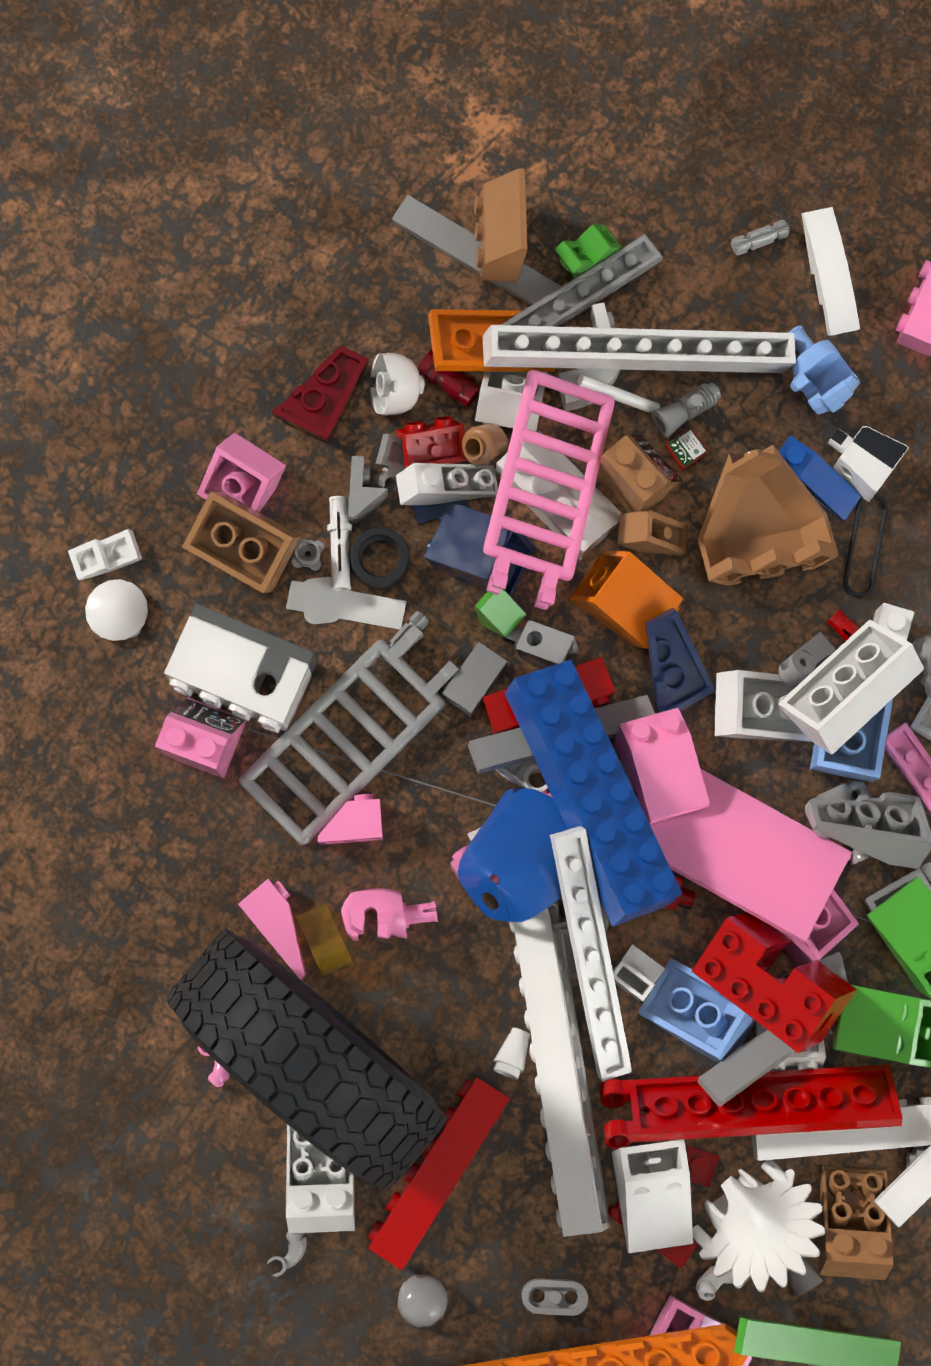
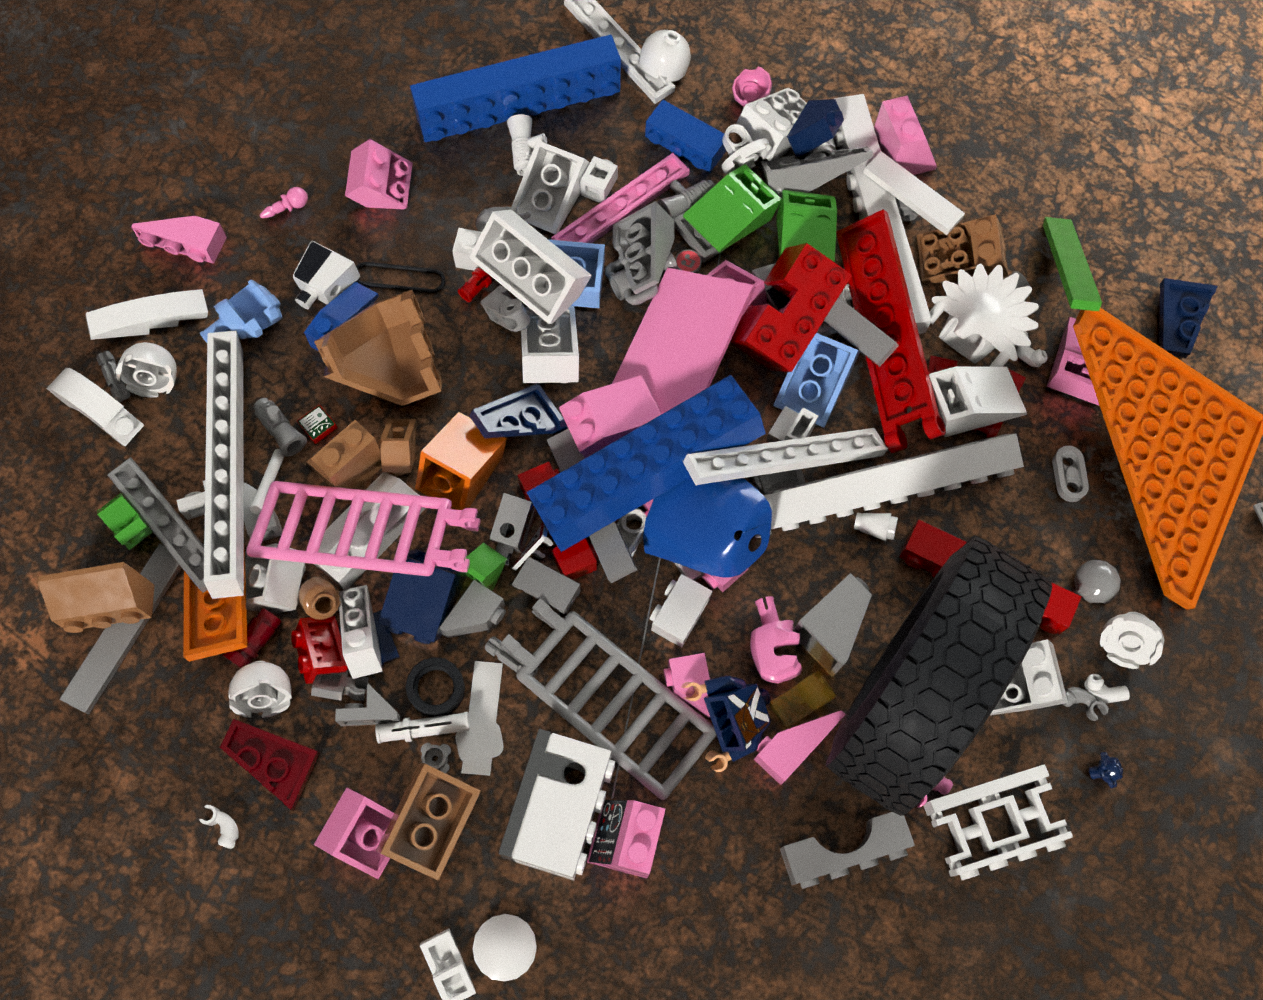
camera: 95 degrees left, 10 degrees down
(157, 921) = (883, 837): none -> light grey arch
(199, 1122) = (989, 798): none -> white fence
(211, 1262) = (1108, 769): none -> dark blue plant
(264, 353) = (228, 827): none -> white arm
(296, 1278) = (1101, 692): none -> white arm
(313, 862) = (737, 716): none -> dark blue torso
(347, 1320) = (1132, 640): none -> white tile
(399, 982) = (834, 622): none -> light grey slope
(435, 820) = (681, 610): none -> white brick
(454, 602) = (474, 612): none -> light grey slope
(518, 665) = (538, 537): none -> white piece
(721, 217) = (96, 405): none -> white arch
(761, 272) = (147, 370): none -> white cylinder
(862, 881) = (689, 261): none -> coral tile

